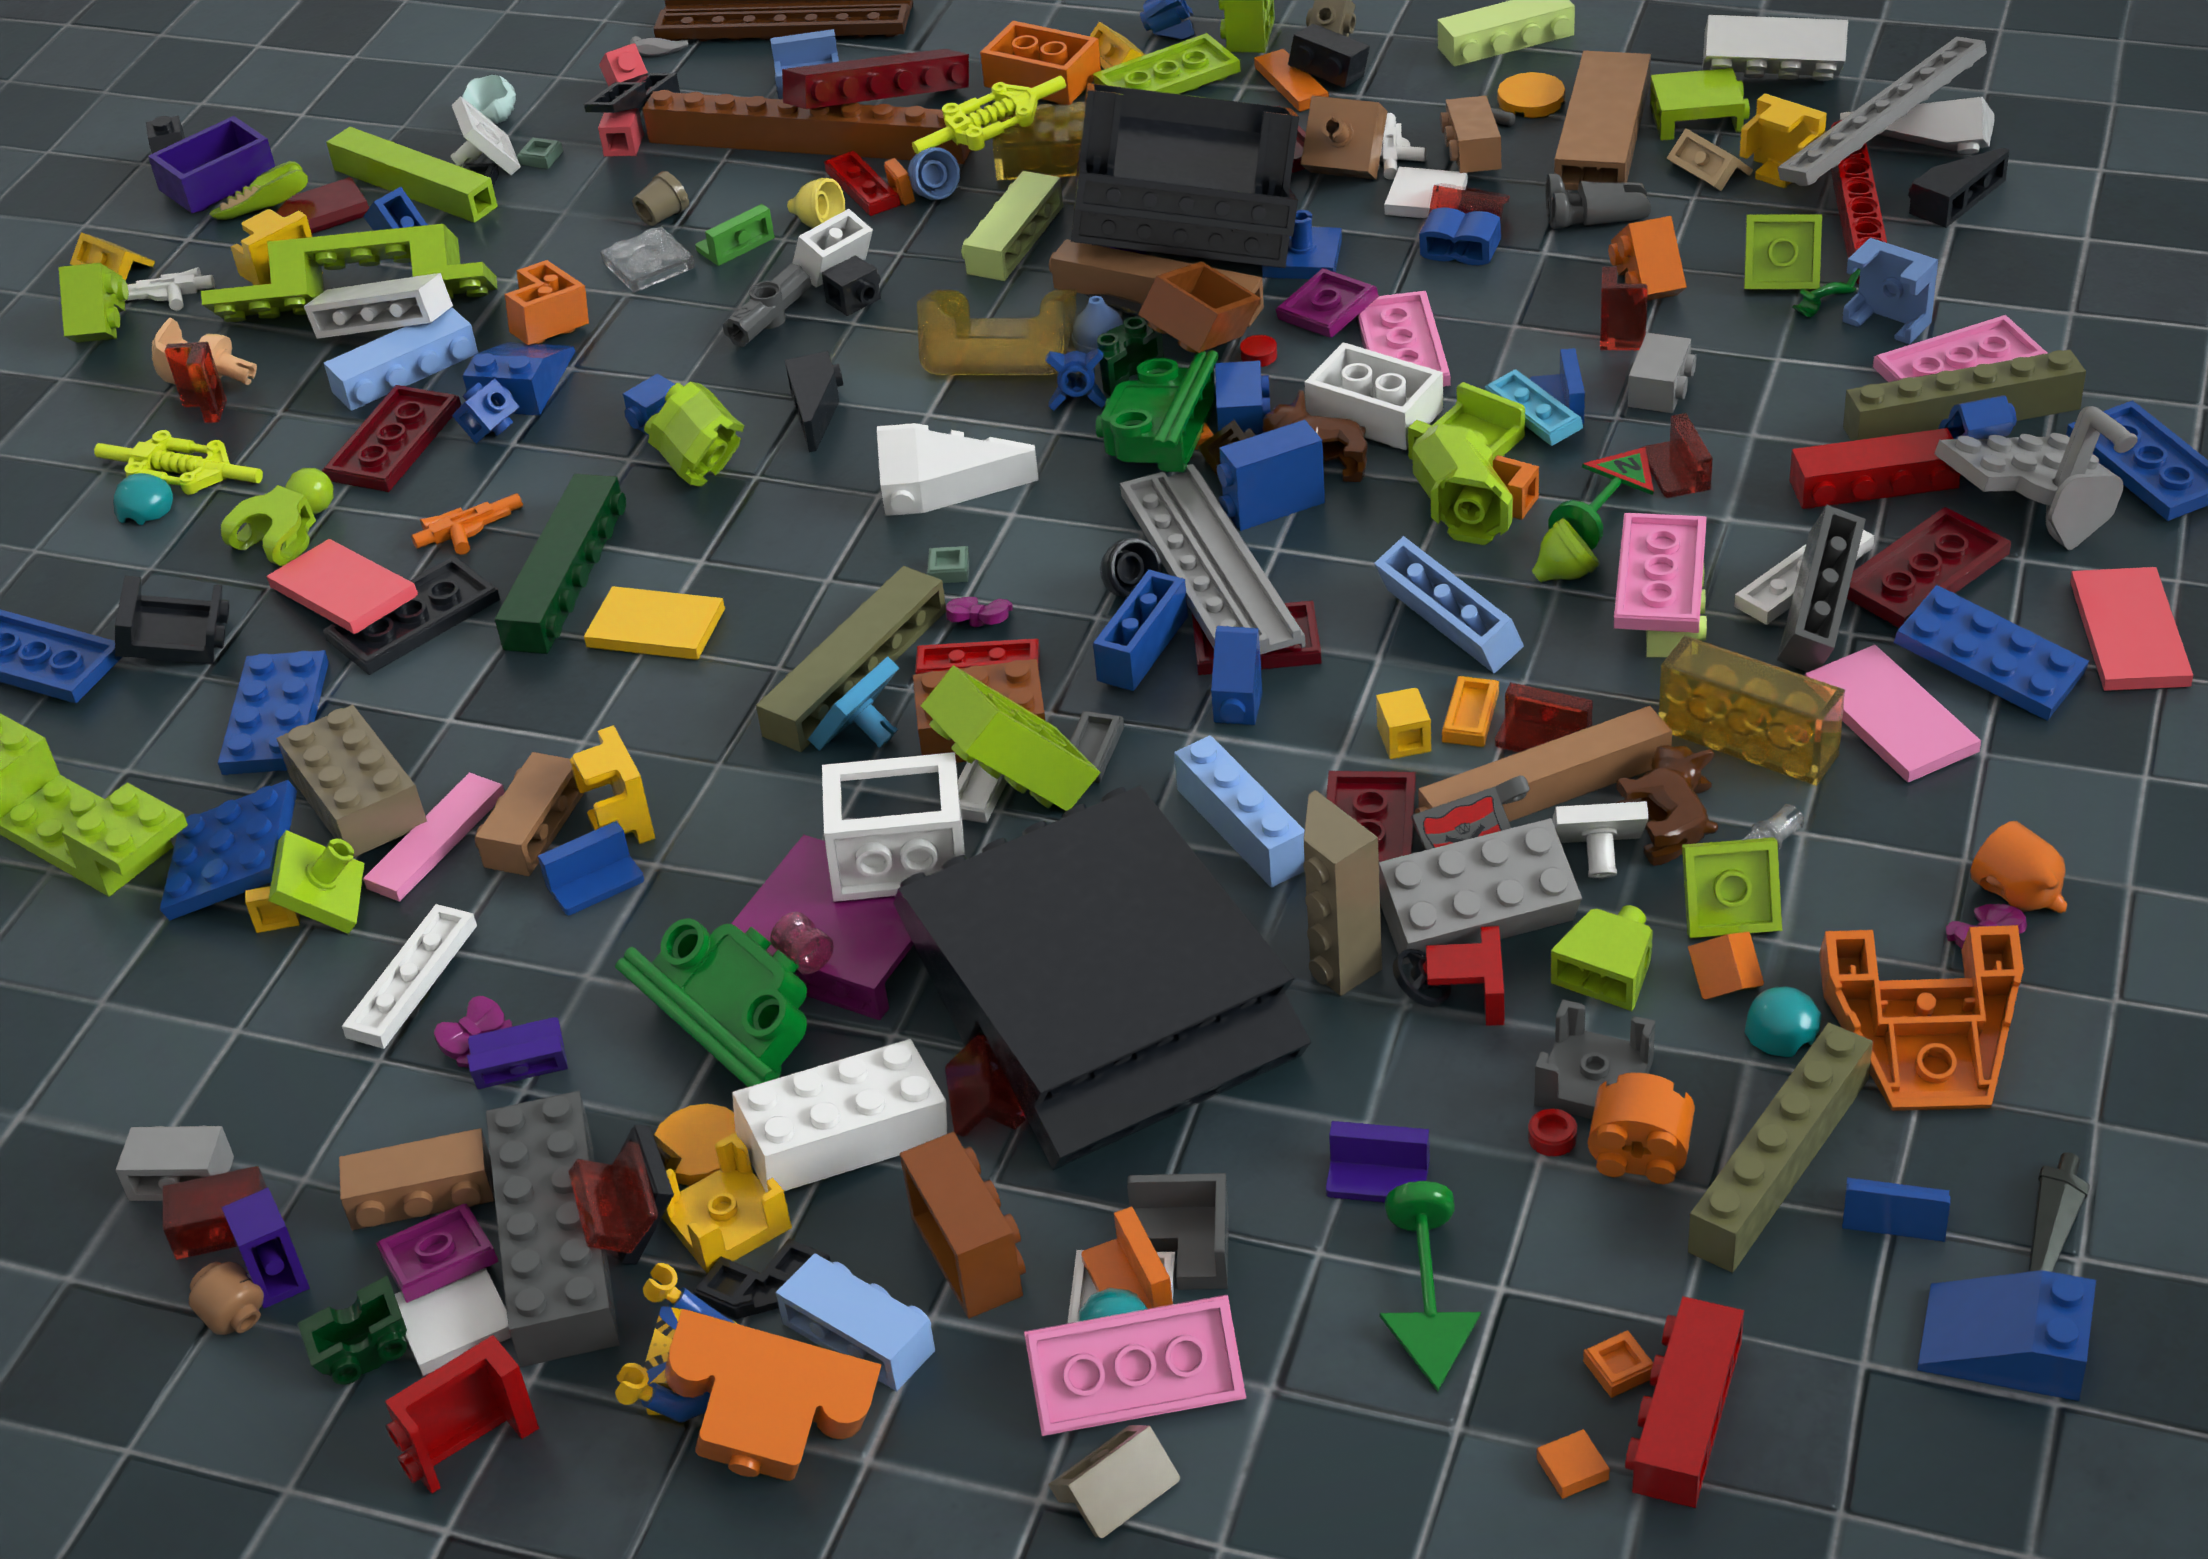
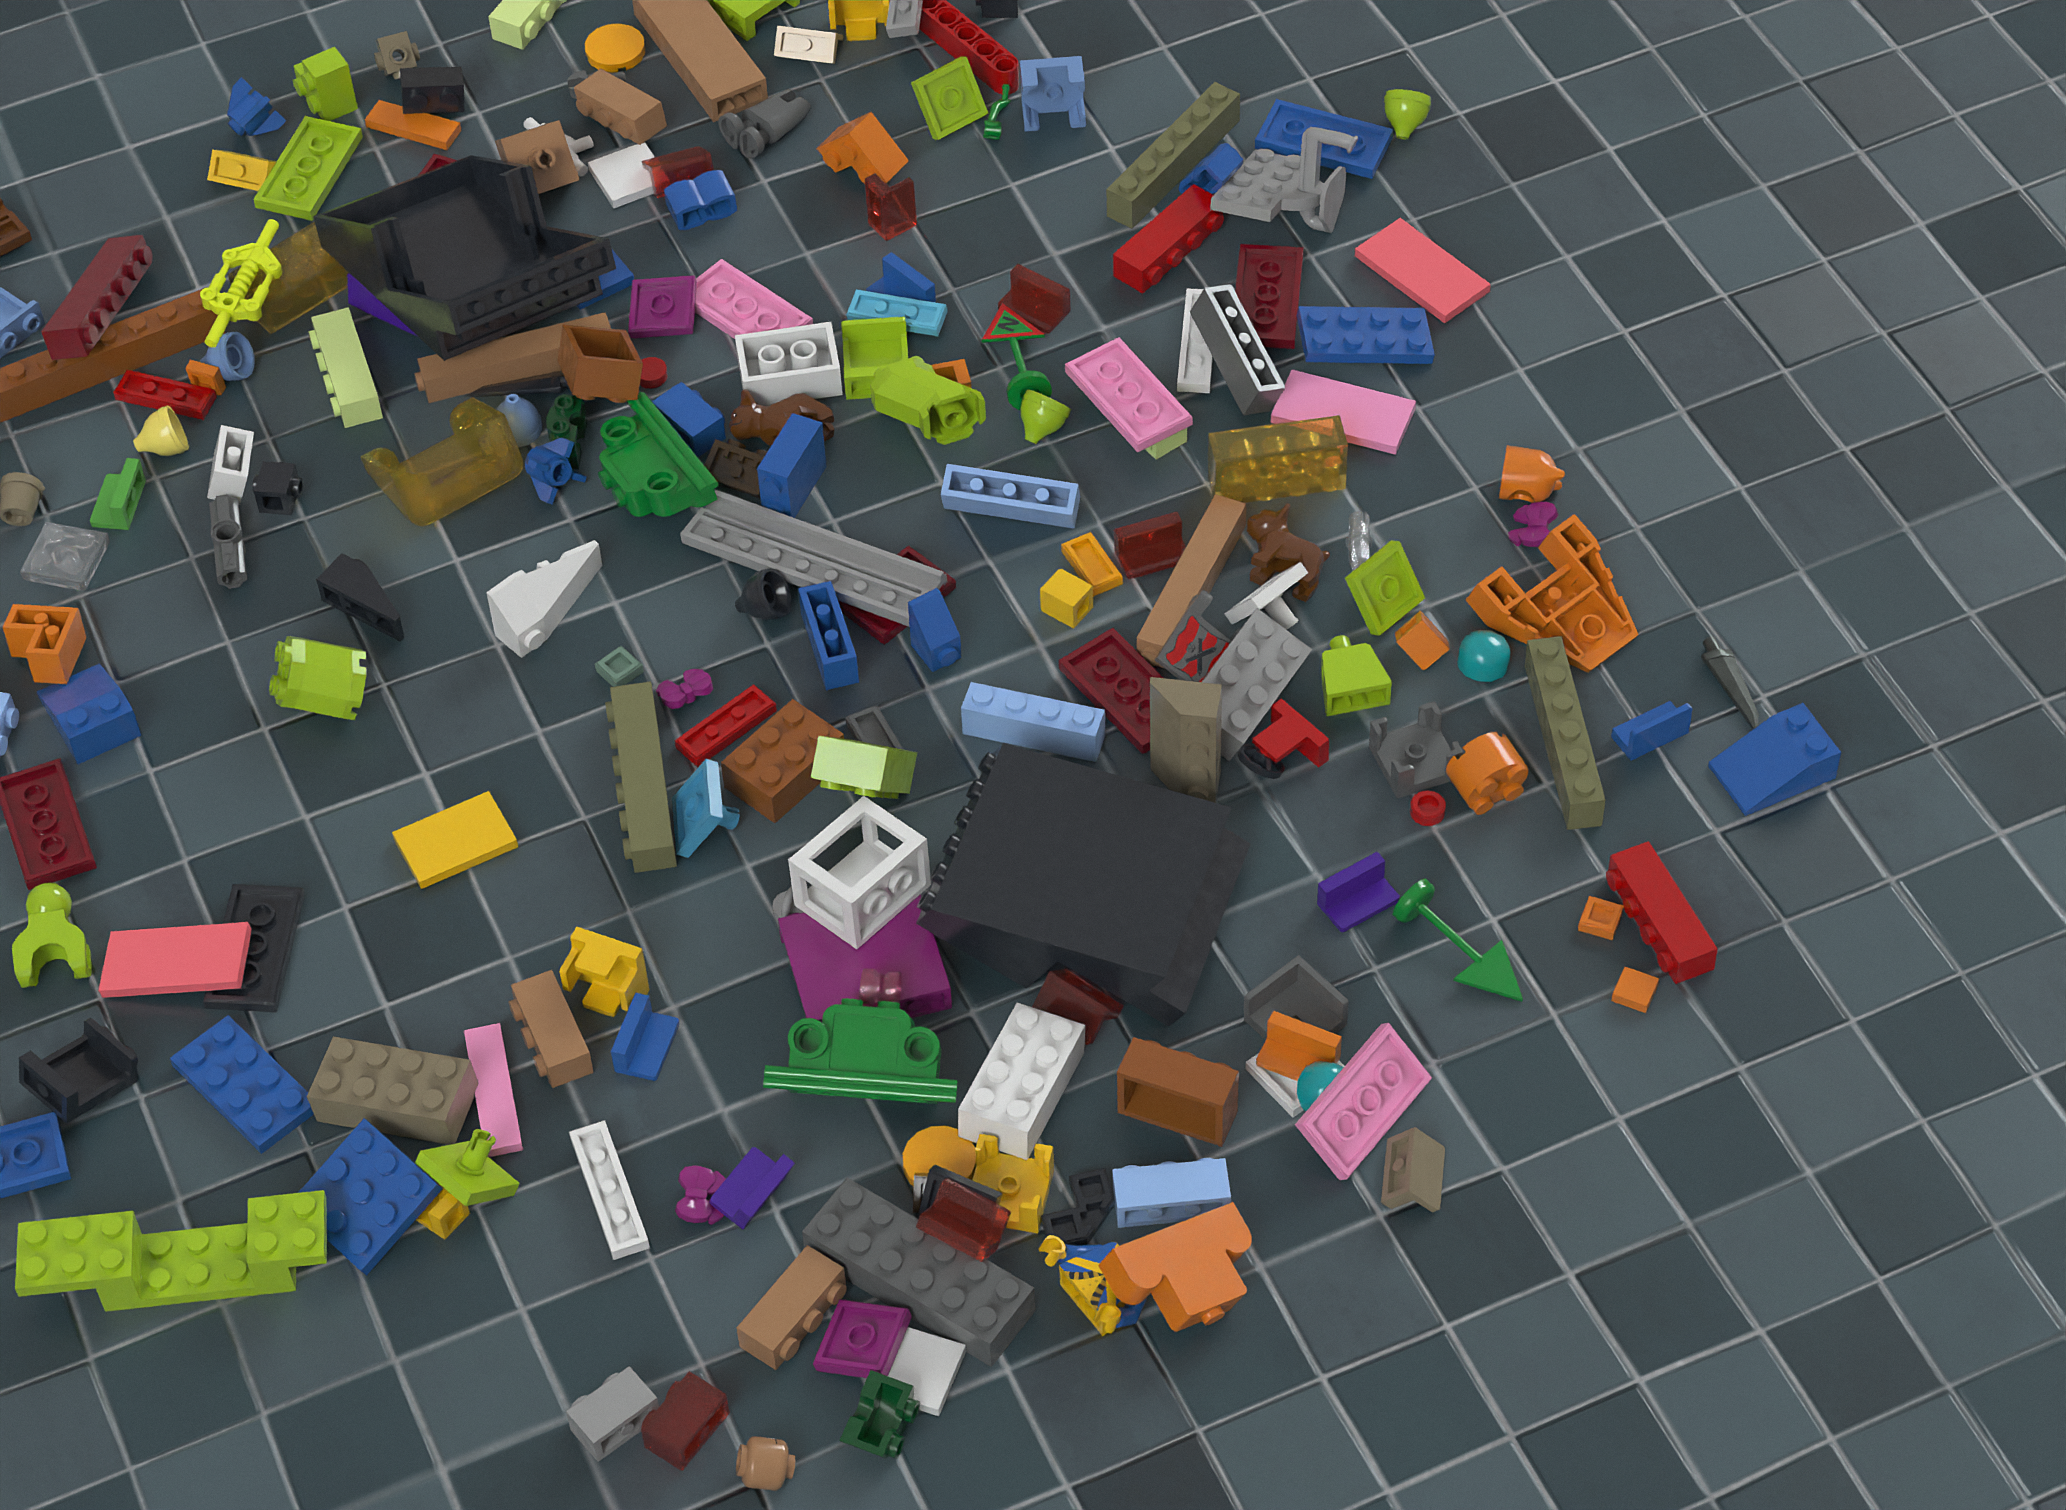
camera: 45 degrees left, 10 degrees up
(266, 1246) = (762, 1408): dark purple brick -> none
(457, 1408) = (1021, 1381): red panel -> none
(463, 524) = (202, 857): orange piece -> none
(486, 410) = (112, 757): blue brick -> none
(560, 564) = (331, 838): dark green brick -> none
(645, 400) = (243, 674): blue brick -> none
(978, 792) = (827, 807): white tile -> none
(1035, 54) = (202, 211): orange brick -> none
(1661, 373) = (957, 239): light grey brick -> none
(1964, 348) = (1132, 121): bright pink tile -> none

